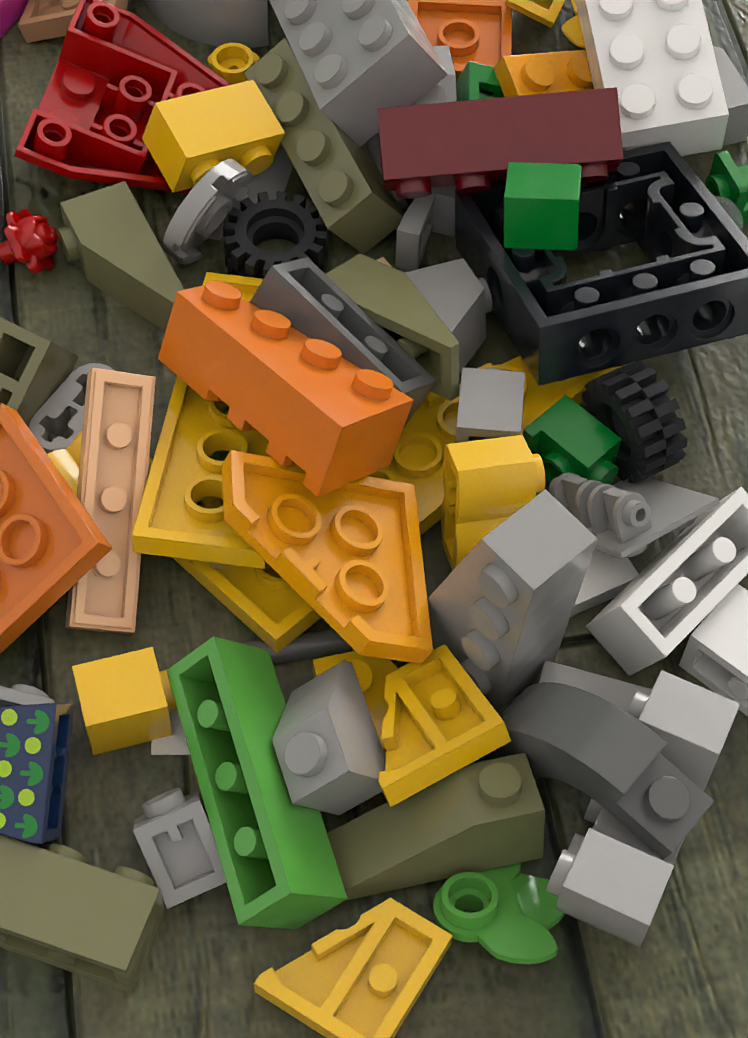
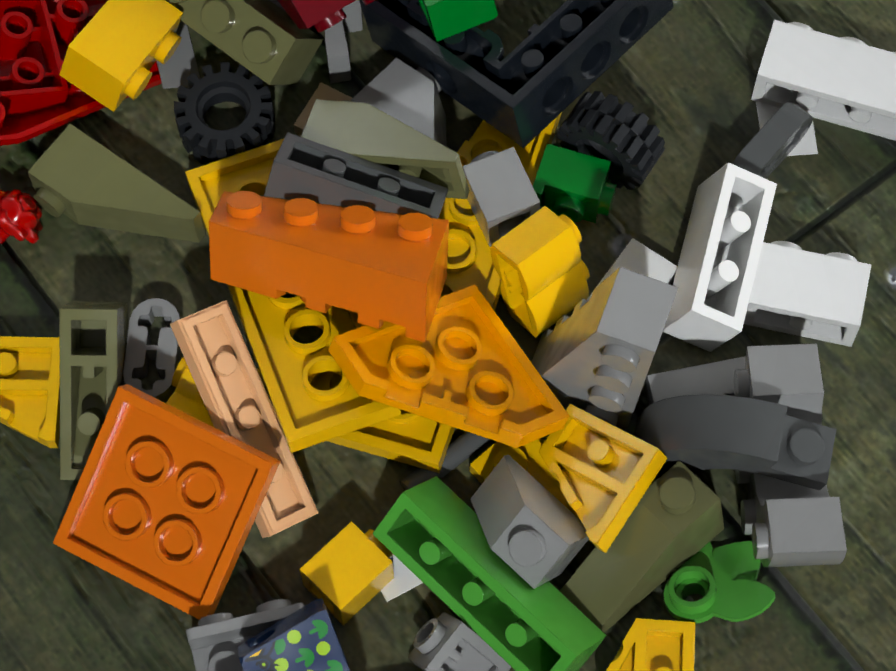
camera: 25 degrees left, 10 degrees up
(206, 210) = (159, 118): light grey tile -> none
(629, 514) = (644, 223): light grey hinge -> none

